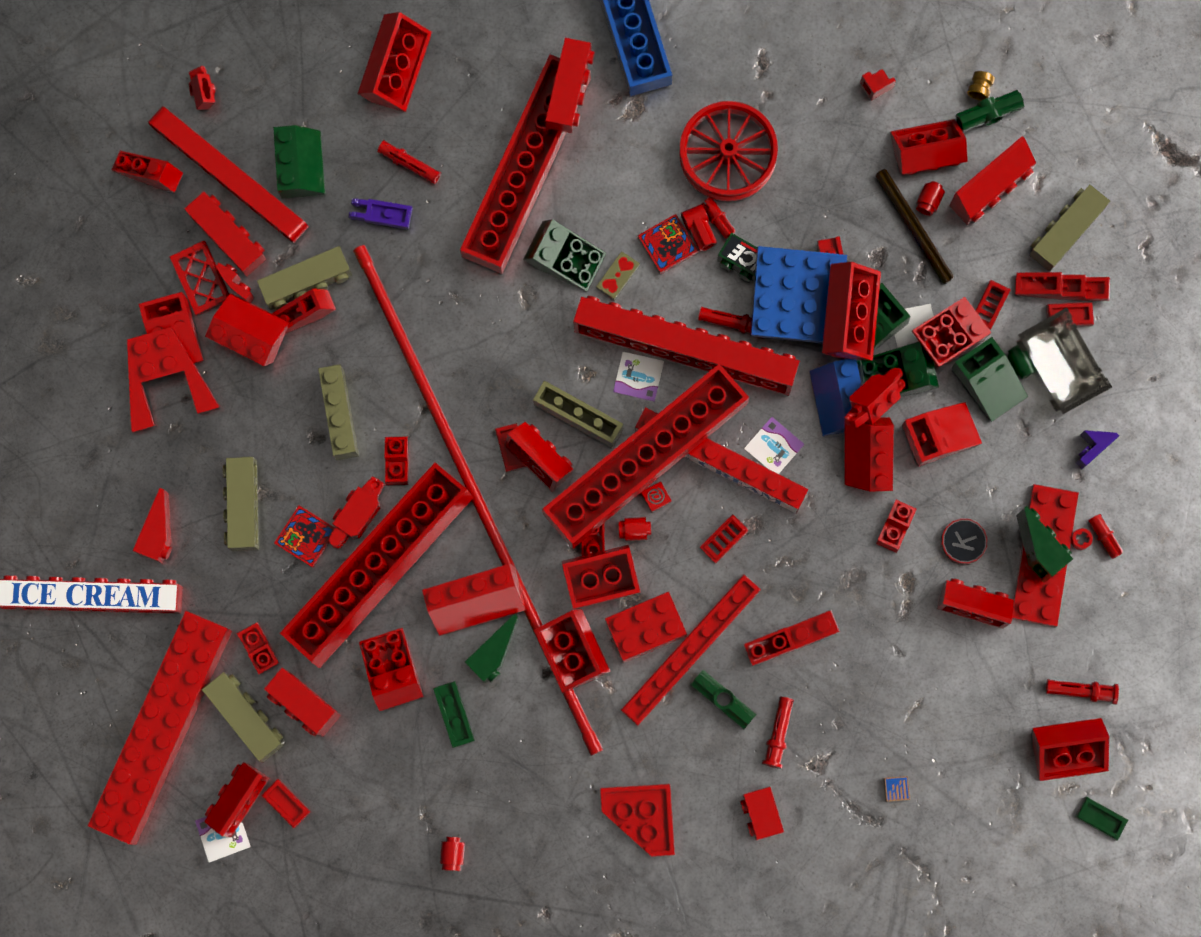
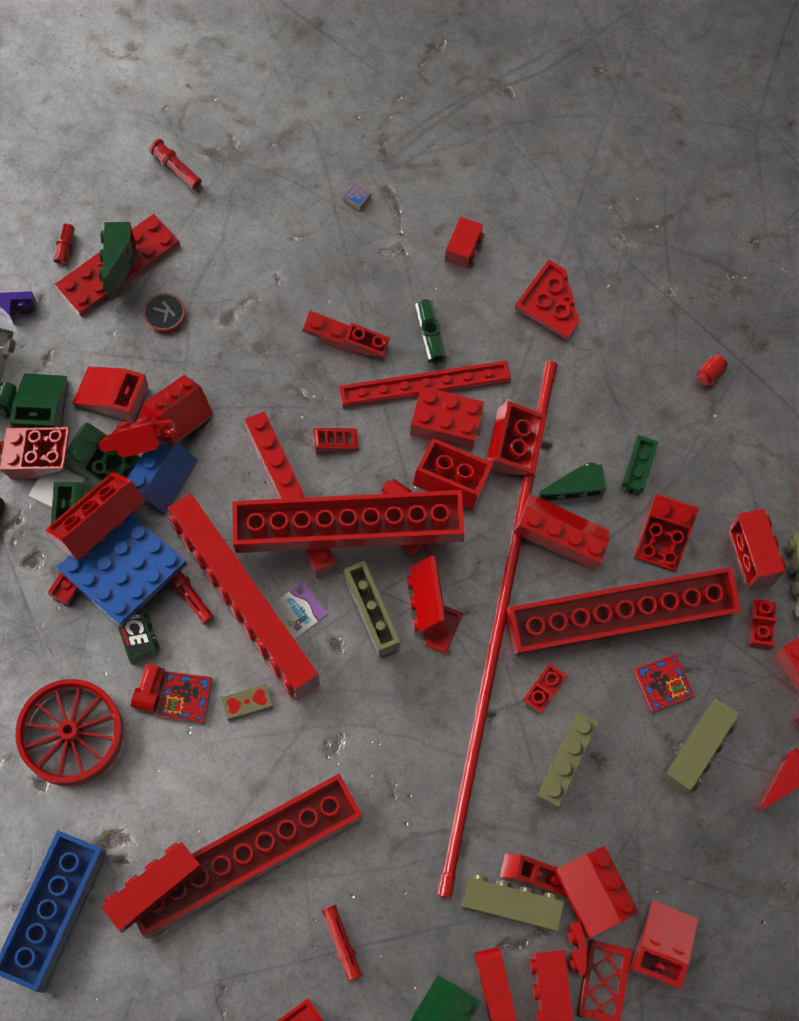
camera: 150 degrees left, 10 degrees down
(158, 356) = (693, 927): red wing -> none
(357, 513) = (609, 667): red hinge -> none
(382, 213) = (400, 912): dark purple hinge -> none
(564, 255) = (277, 752): dark green slope -> none
(718, 217) = (126, 685): red axle -> none
(774, 446) = (239, 480): sticker -> none
(777, 742) = (416, 279): red pin -> none
(896, 526) = (201, 359): red slope -> none
(976, 603) = (196, 261): red slope -> none
(1071, 749) = (217, 136): red slope -> none
(1078, 532) = (81, 249): red bush -> none
(1101, 818) = (237, 88): dark green tile -> none

